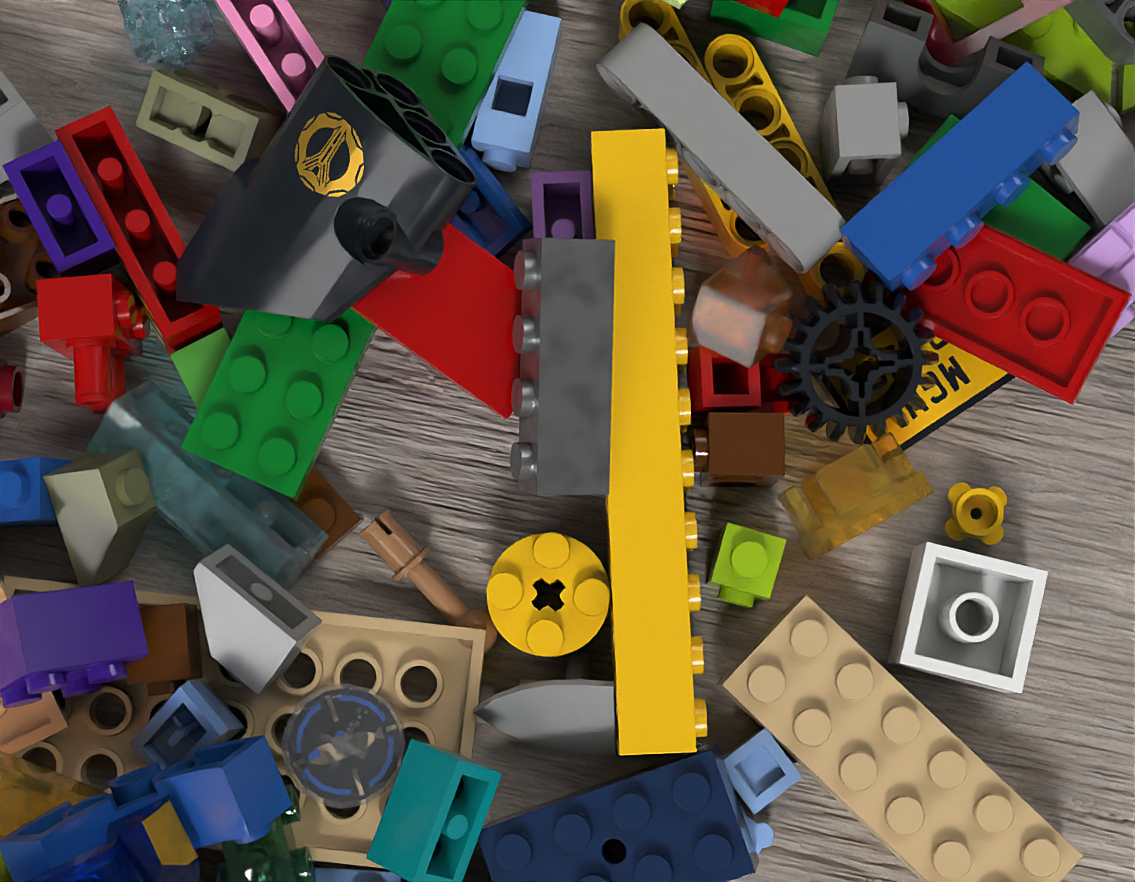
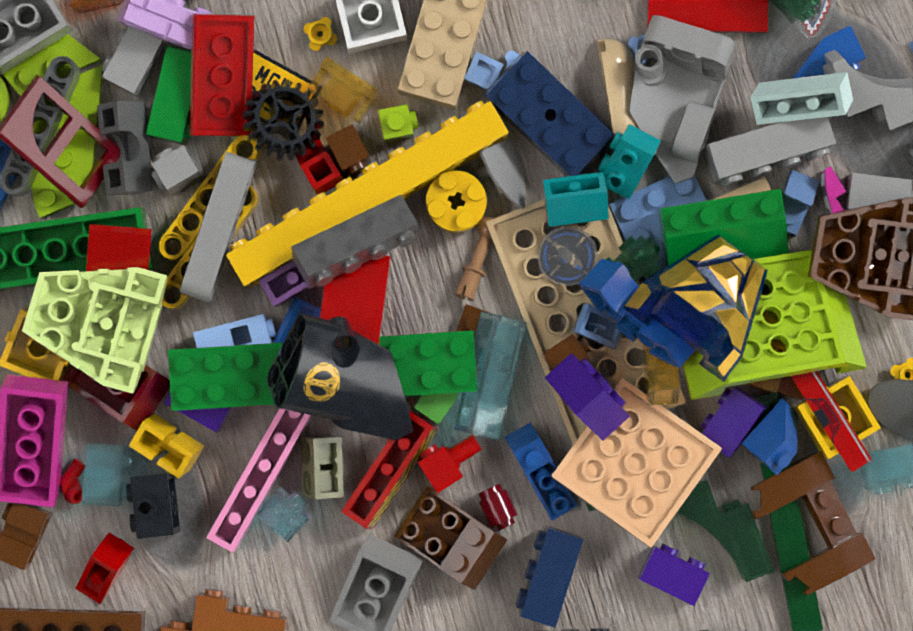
camera: 115 degrees left, 5 degrees up
(61, 212) = (401, 506): dark purple brick -> none
(101, 511) = (521, 417): olive slope -> none
(250, 619) = (534, 322): light grey slope -> none
(743, 309) = (287, 178): clear orange slope -> none
(962, 179) = (181, 113): blue brick -> none

